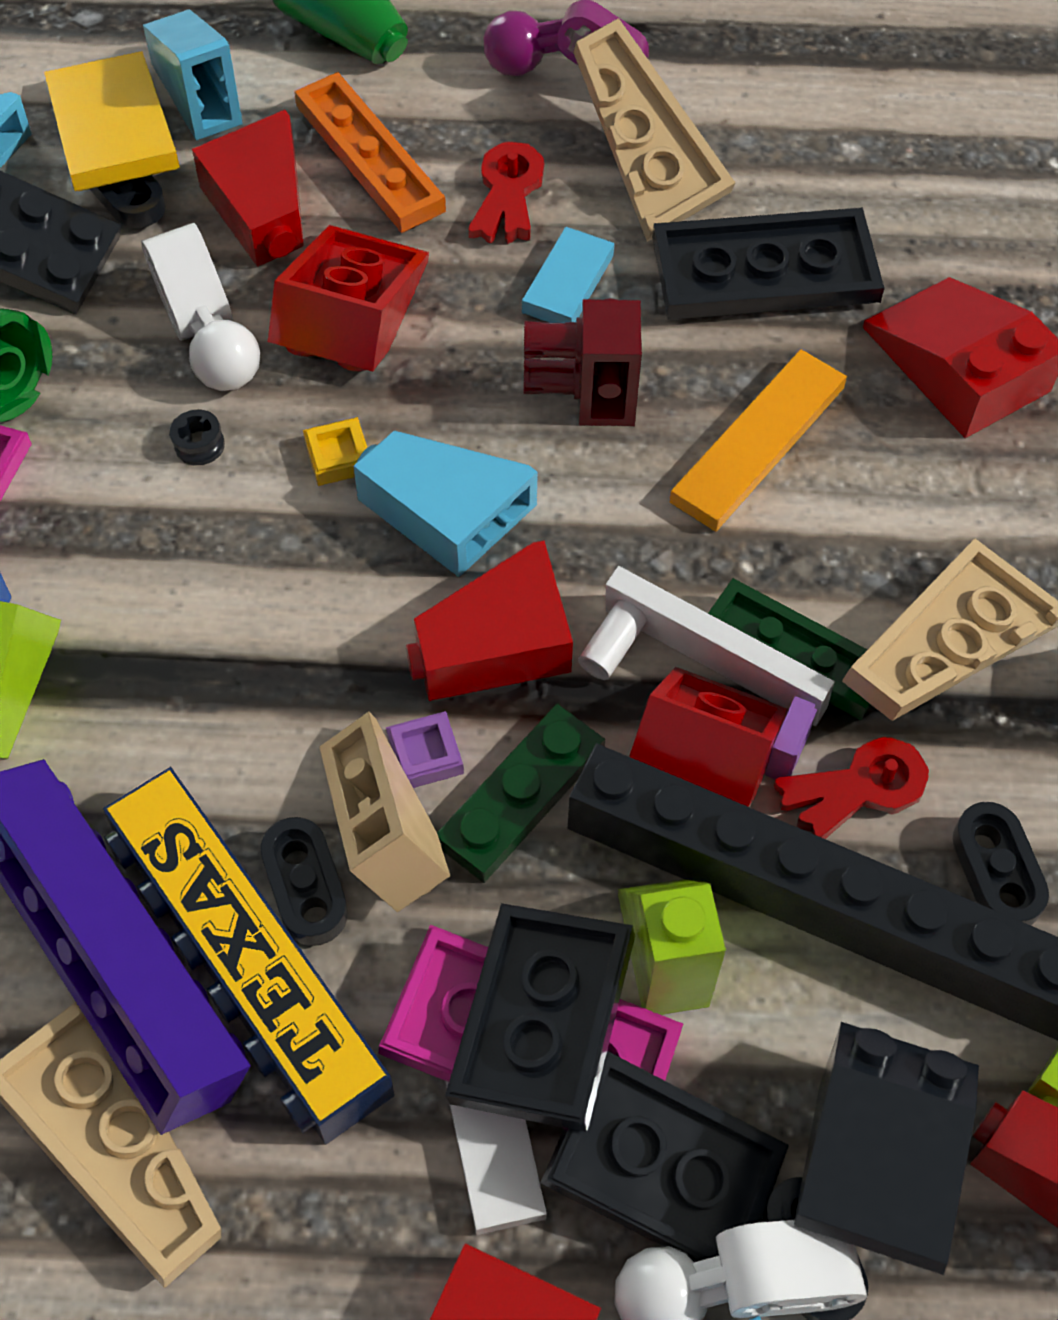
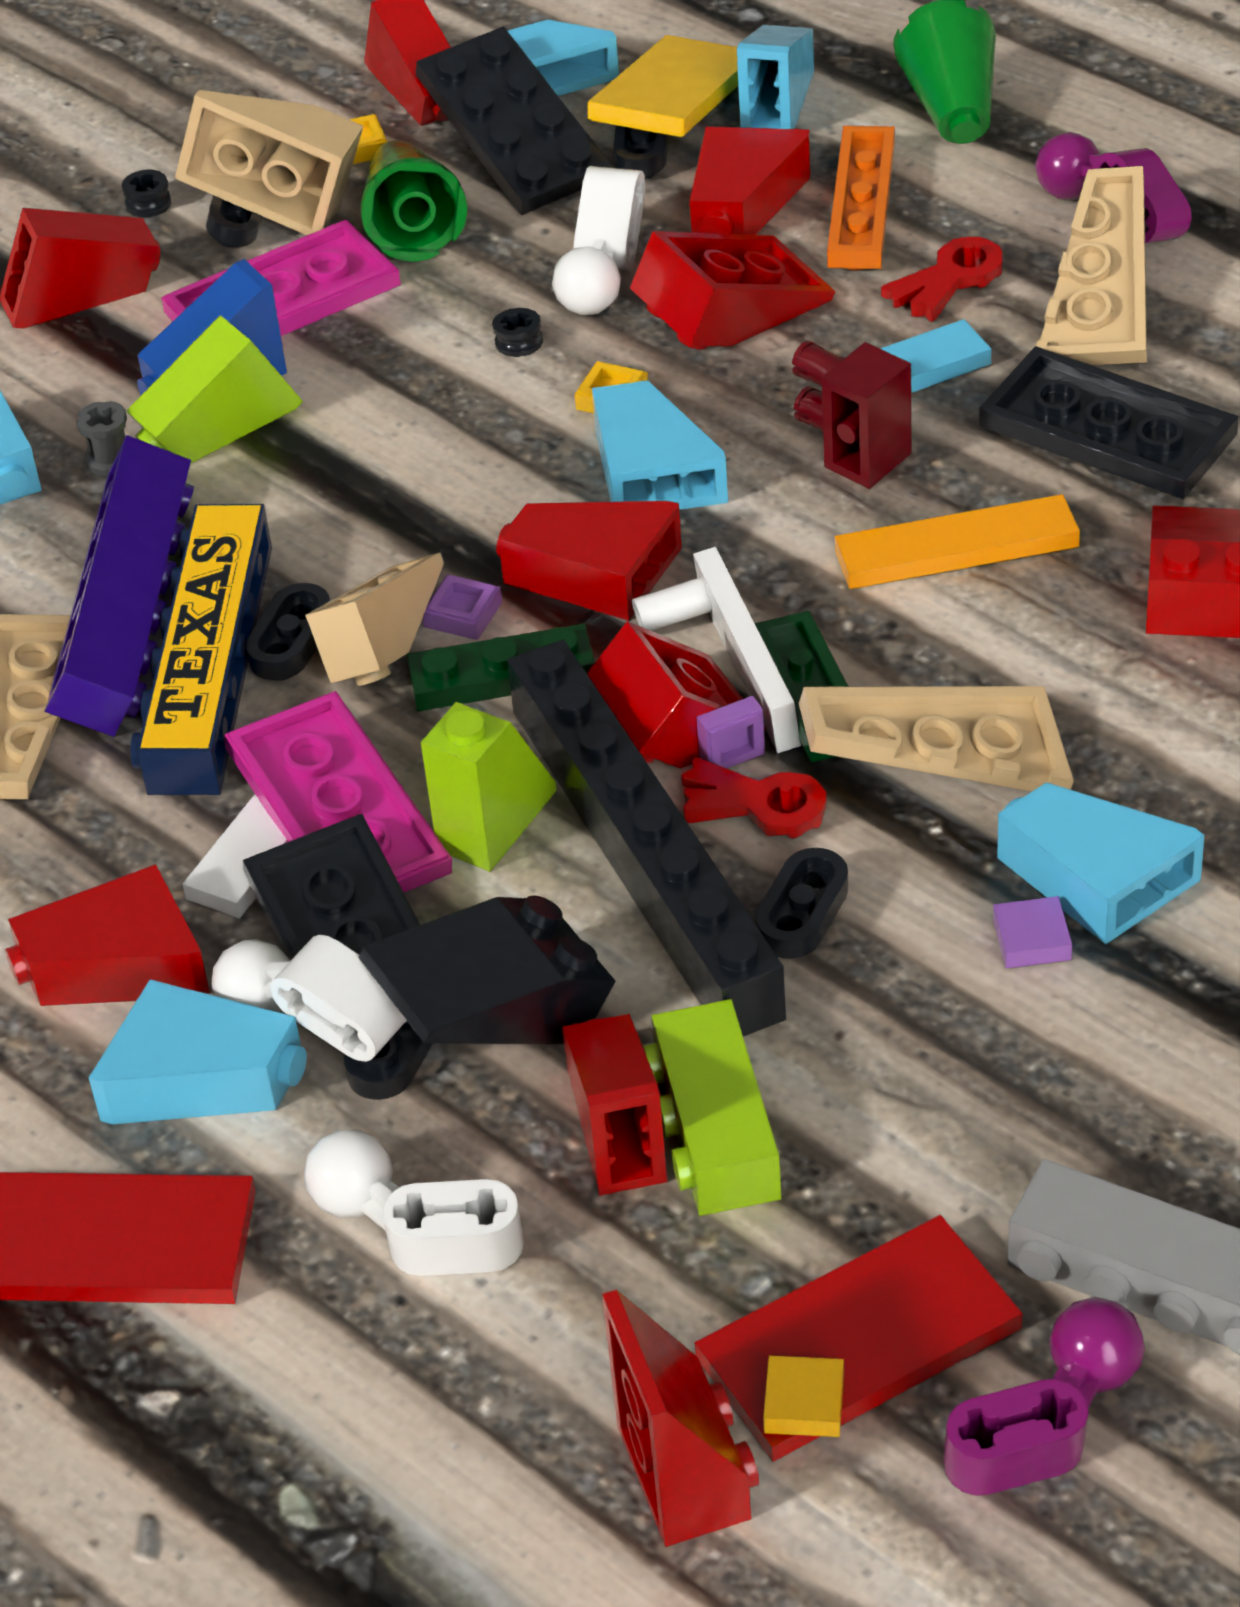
camera: 45 degrees right, 15 degrees down
(542, 1017) = (336, 772): black tile -> none

